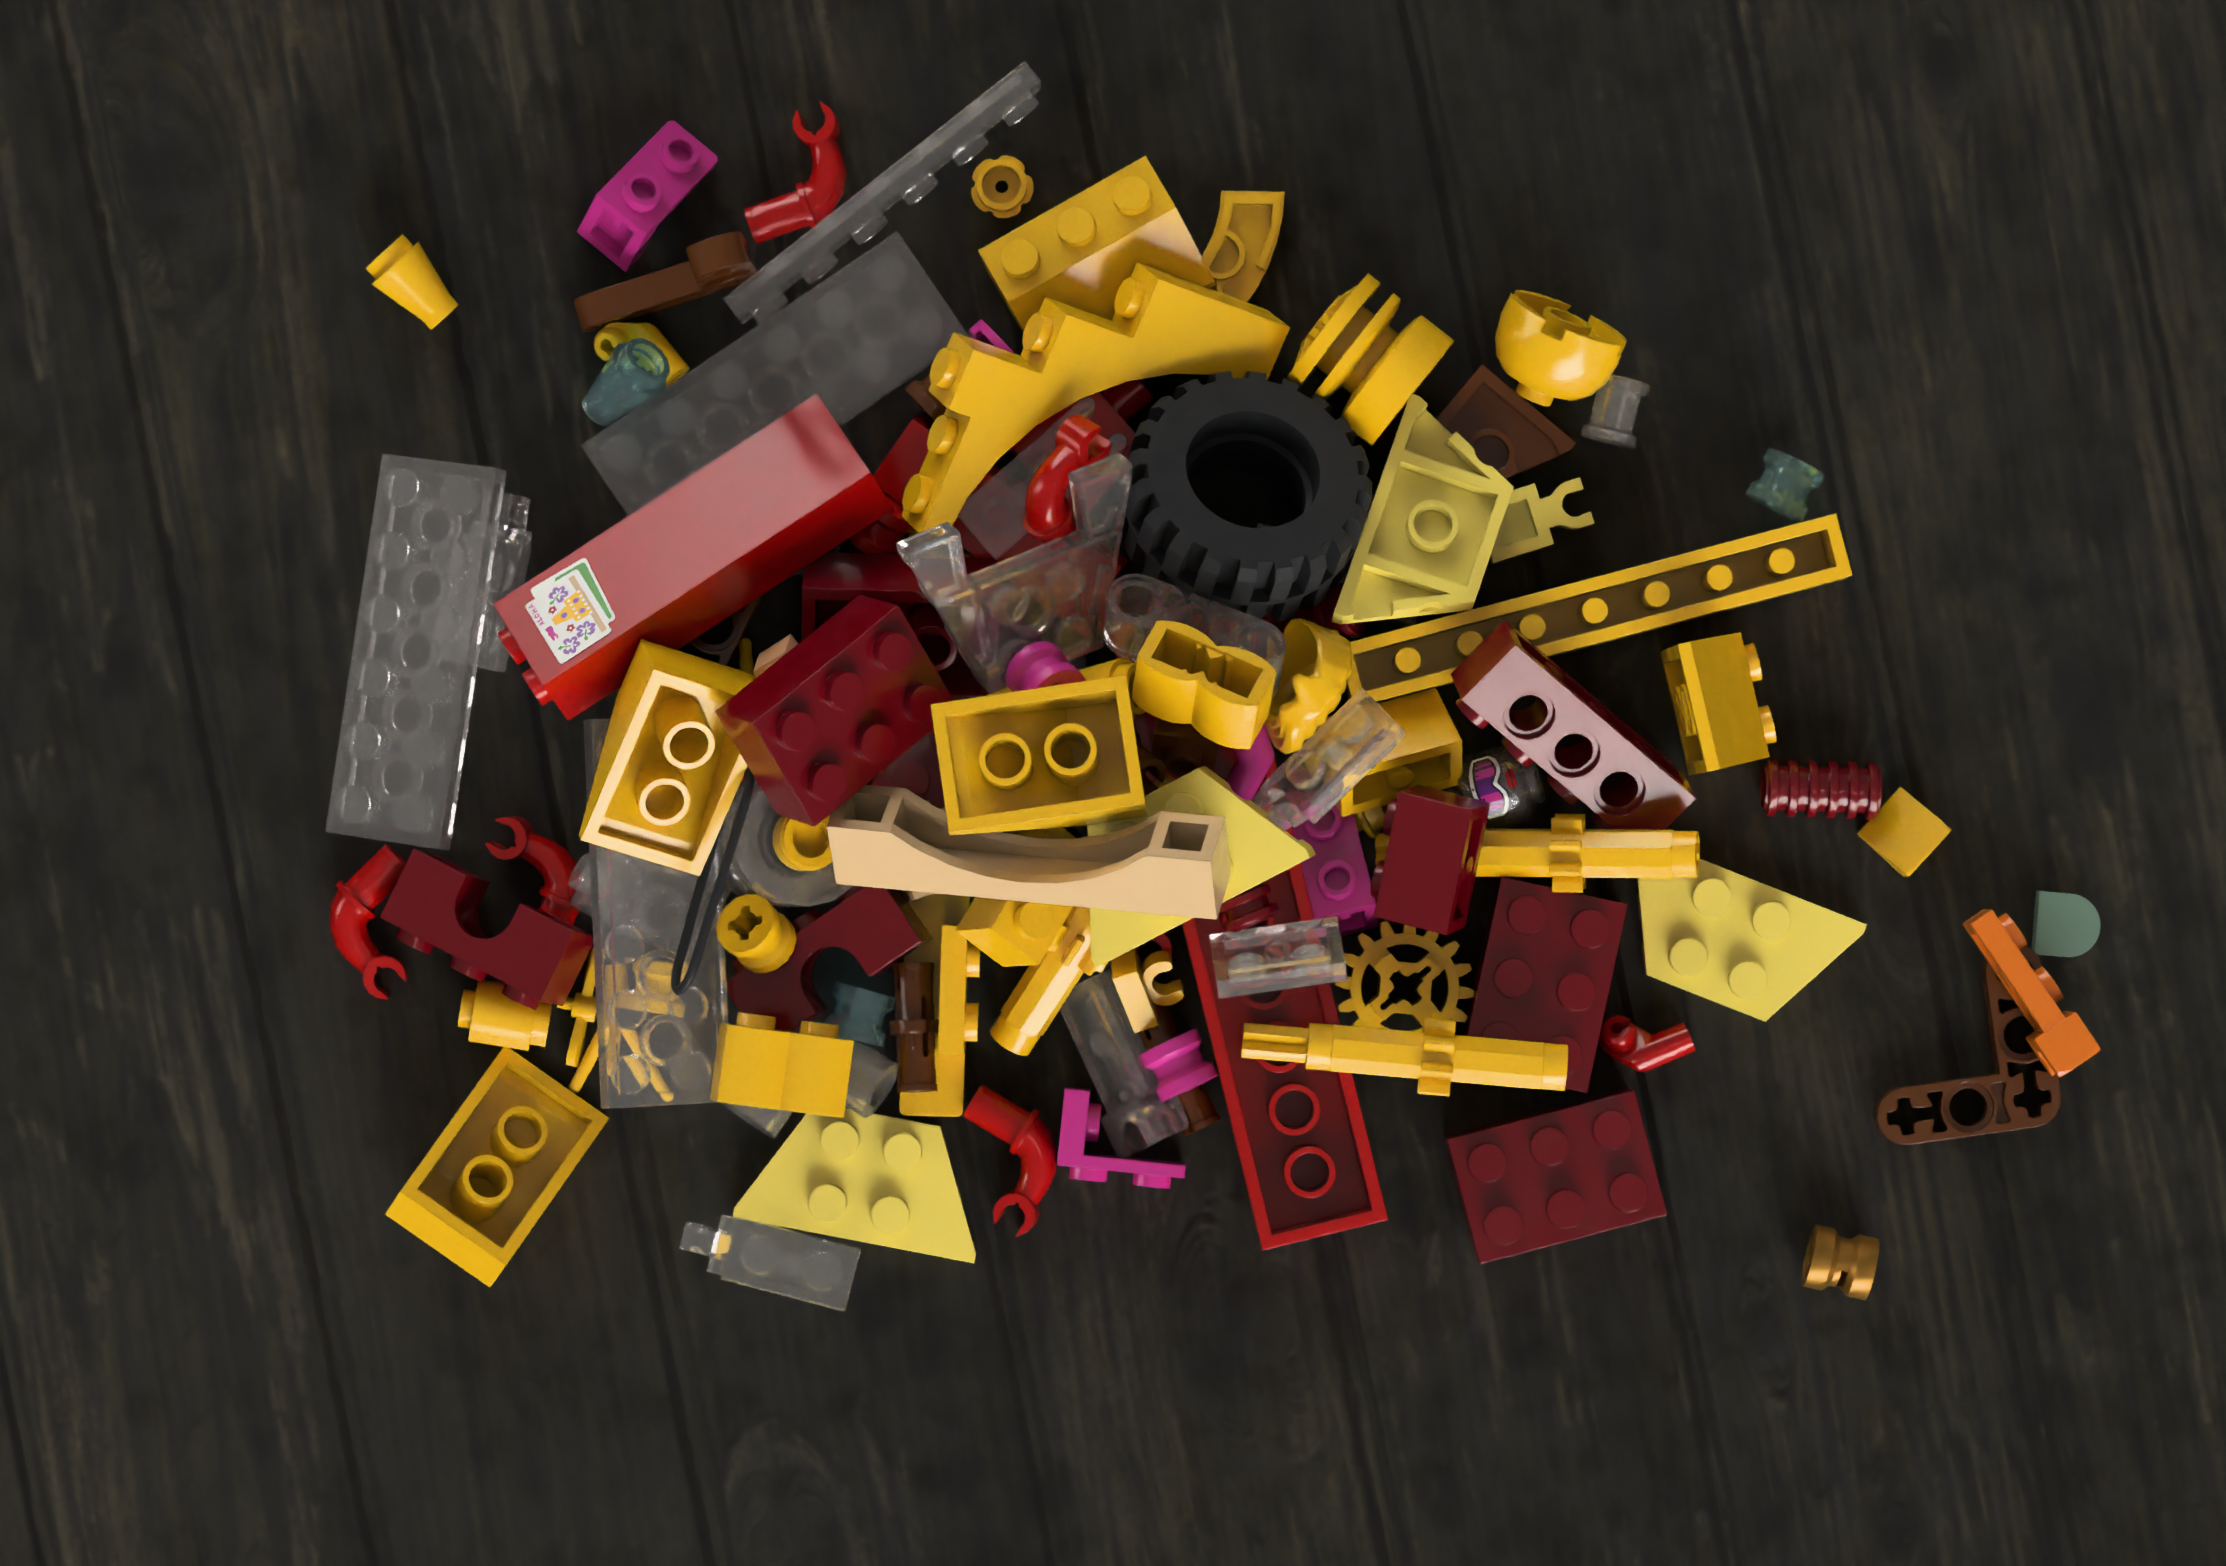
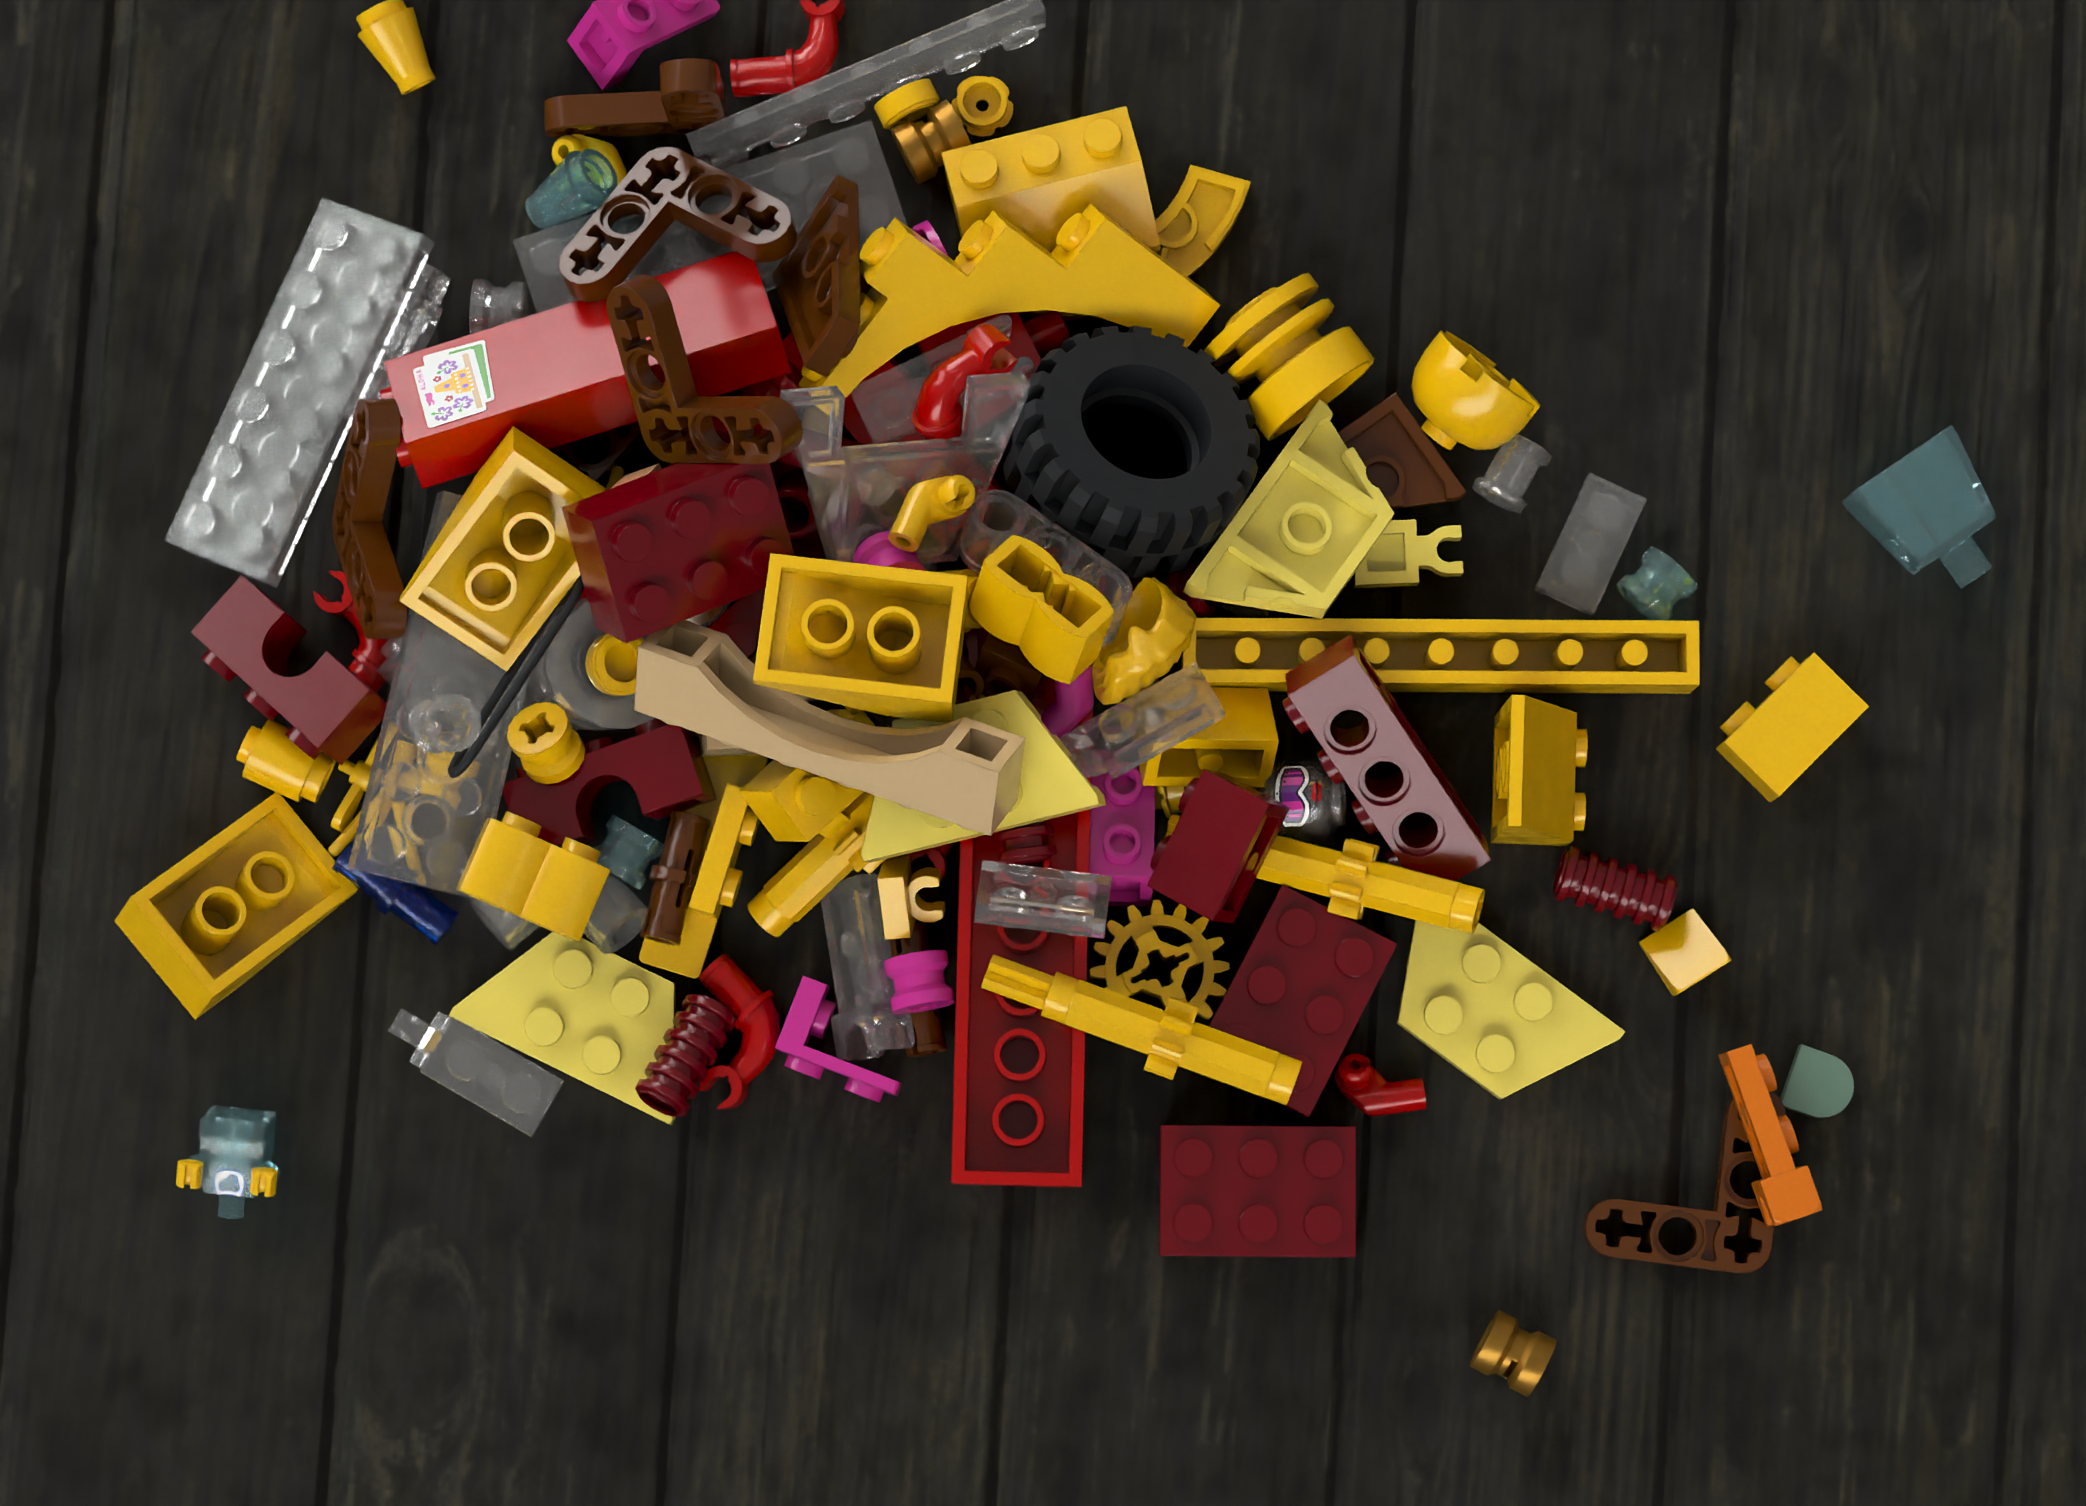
camera: 15 degrees right, 5 degrees down
(353, 909) = (167, 623): red piece -> none
(510, 765) = (359, 516): none -> reddish brown beam
(565, 1410) = (233, 1158): none -> clear light blue piece
(584, 516) = (496, 305): none -> clear wheel
(668, 932) = (462, 716): none -> clear bush
(671, 1122) = (407, 901): none -> clear blue pin
(730, 368) = (674, 201): none -> reddish brown beam
(748, 512) = (674, 405): none -> reddish brown beam
(898, 411) = (822, 279): none -> reddish brown wing
(929, 207) = (907, 103): none -> yellow tile
(958, 241) = (923, 142): none -> pearl gold wheel
(972, 1194) = (685, 1055): none -> dark red piece
(1066, 608) = (929, 504): none -> yellow arm
(1709, 459) = (1590, 544): none -> clear plate
(1949, 586) = (1790, 726): none -> yellow brick
(2028, 337) = (1928, 509): none -> clear light blue torso

